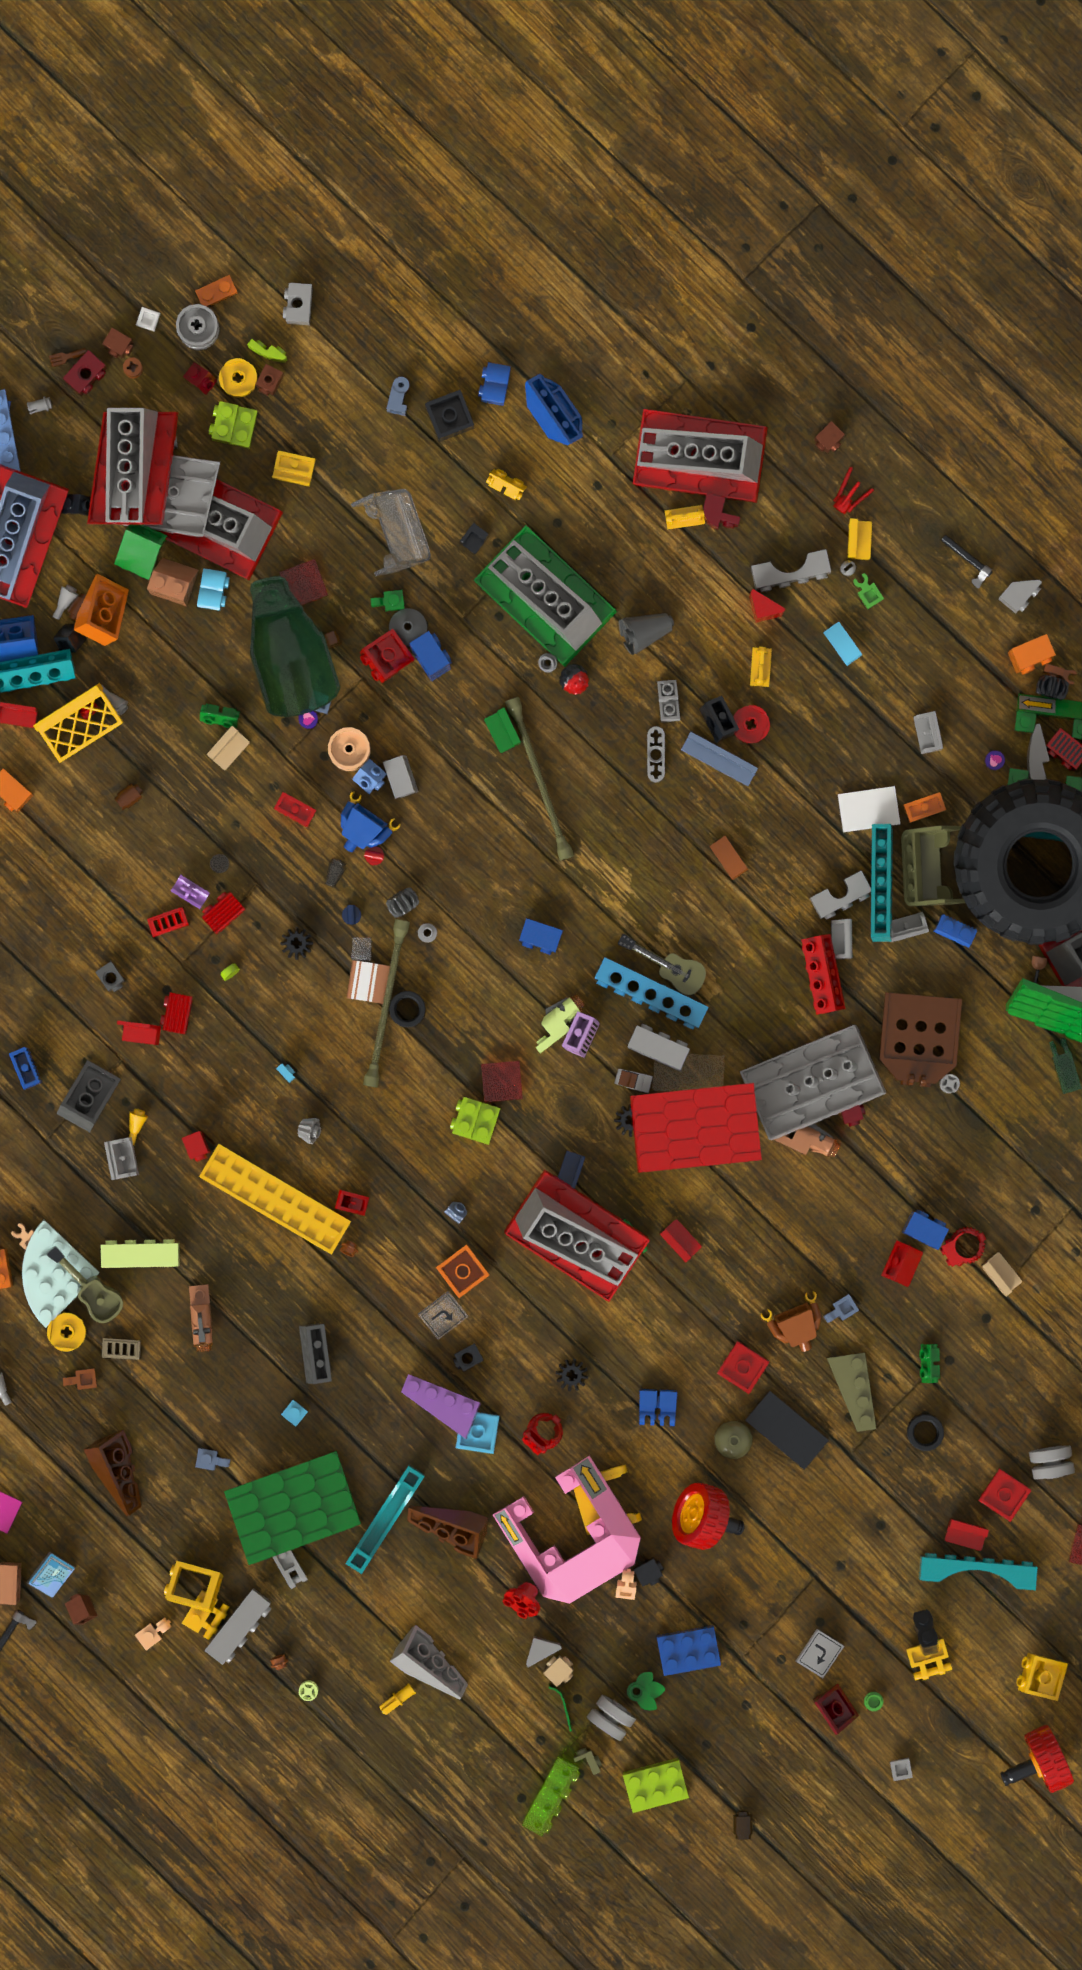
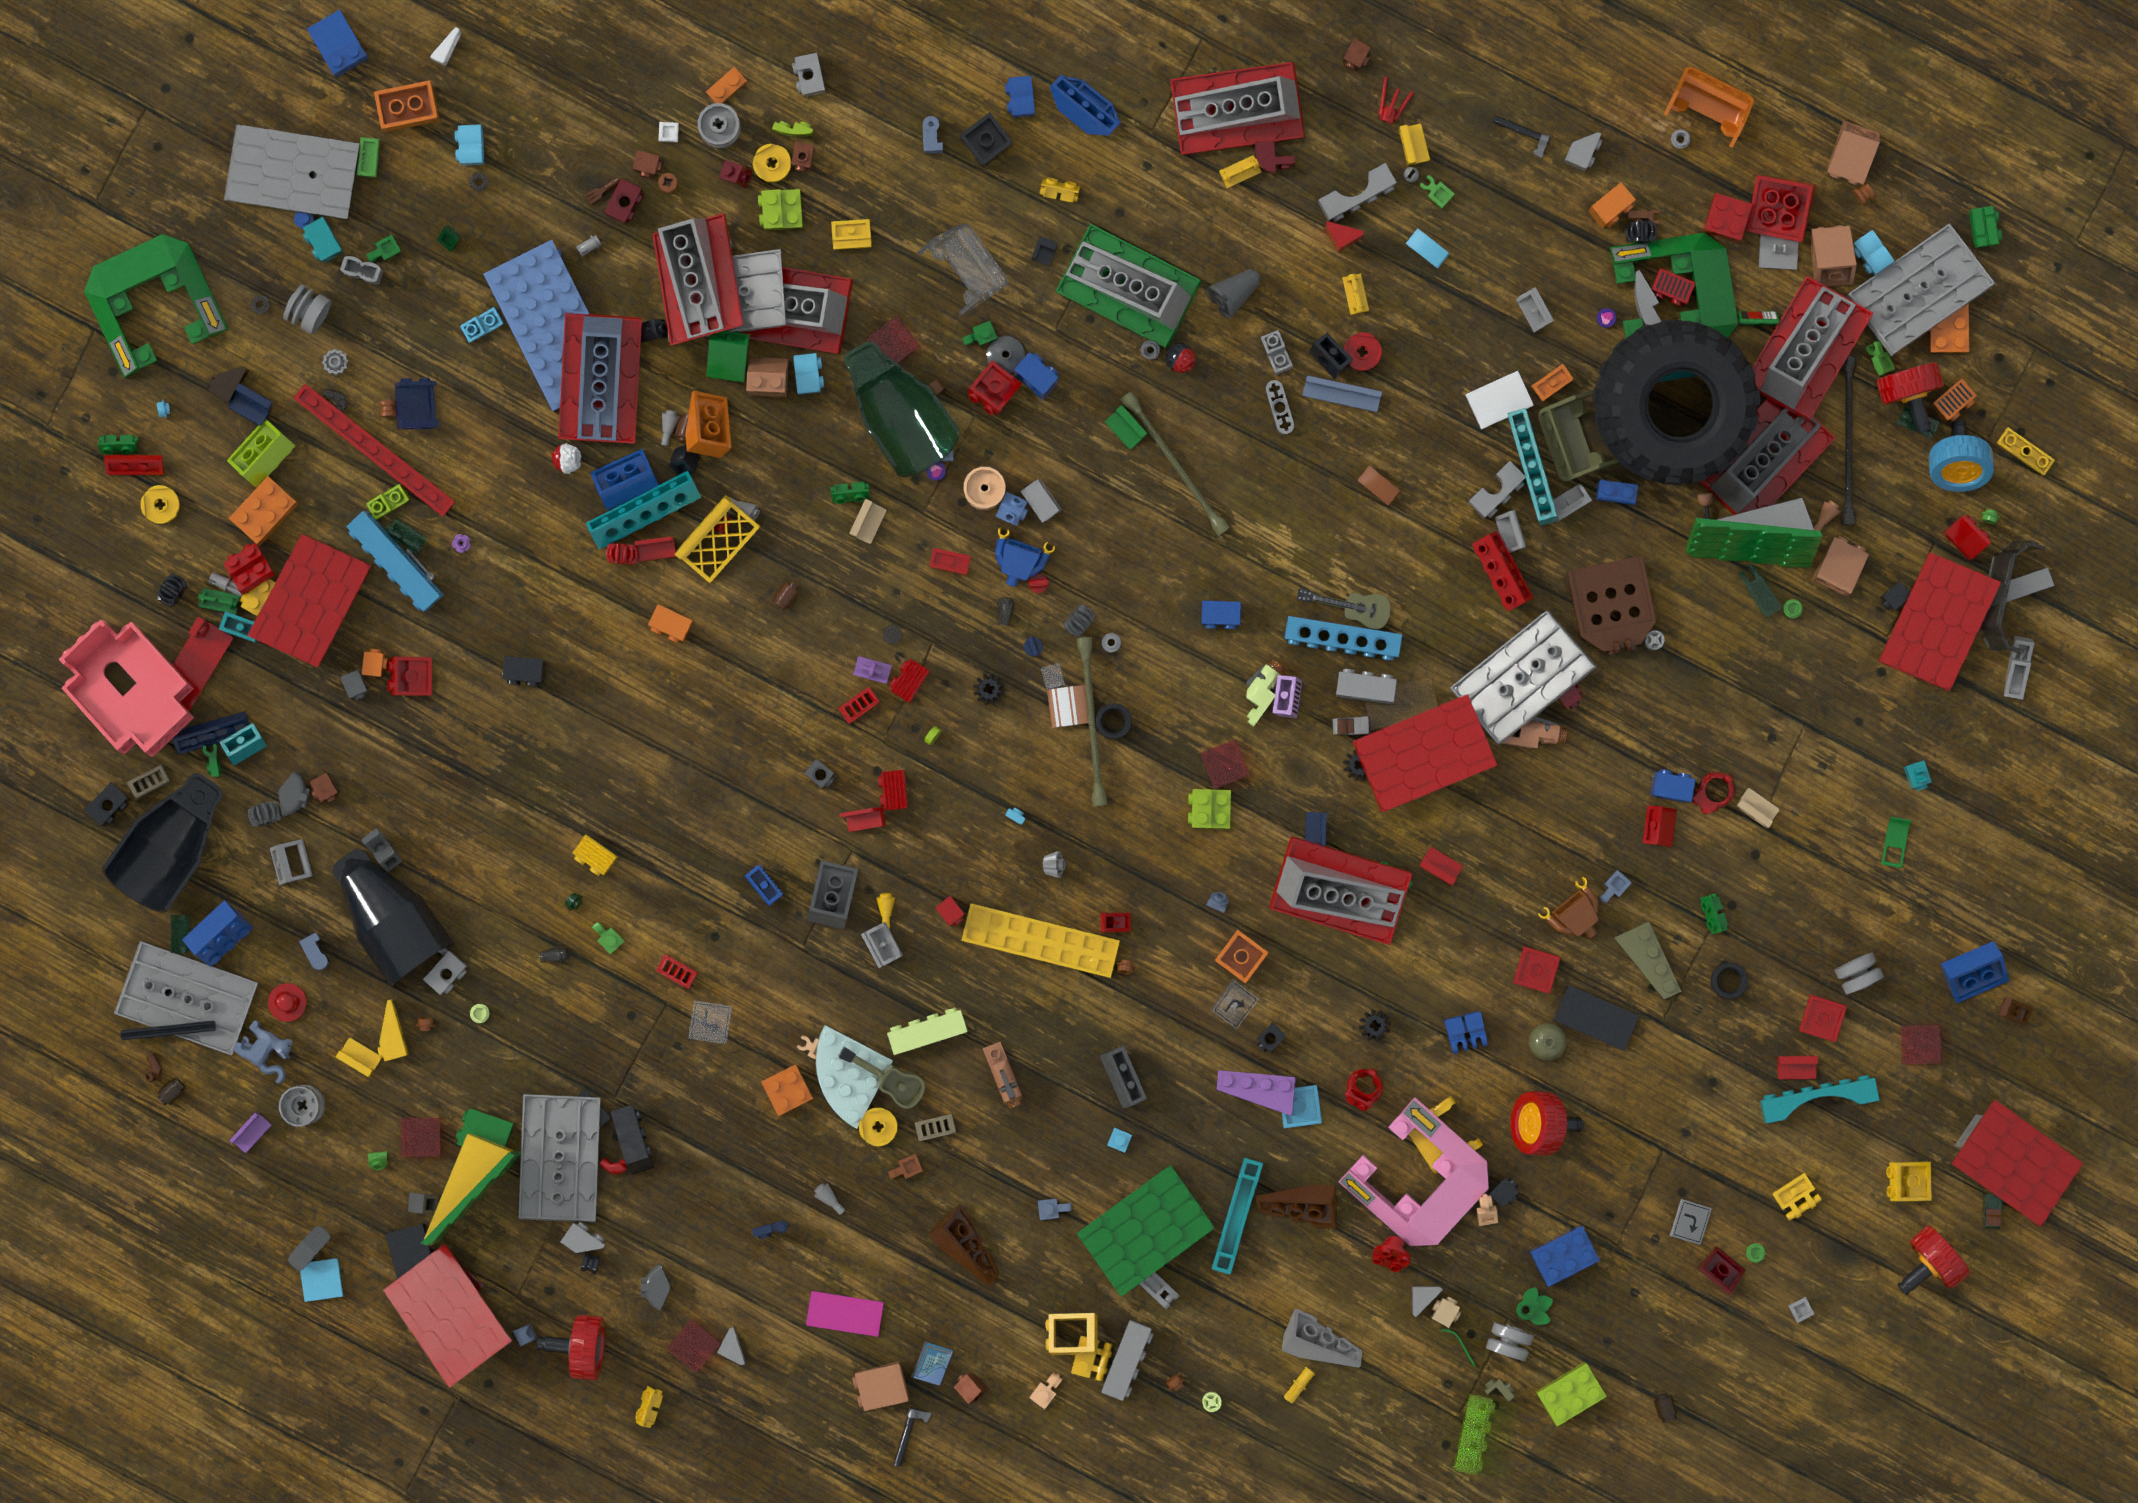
camera: 15 degrees left, 0 degrees up
(926, 1634) = (1786, 1171): black brick -> none

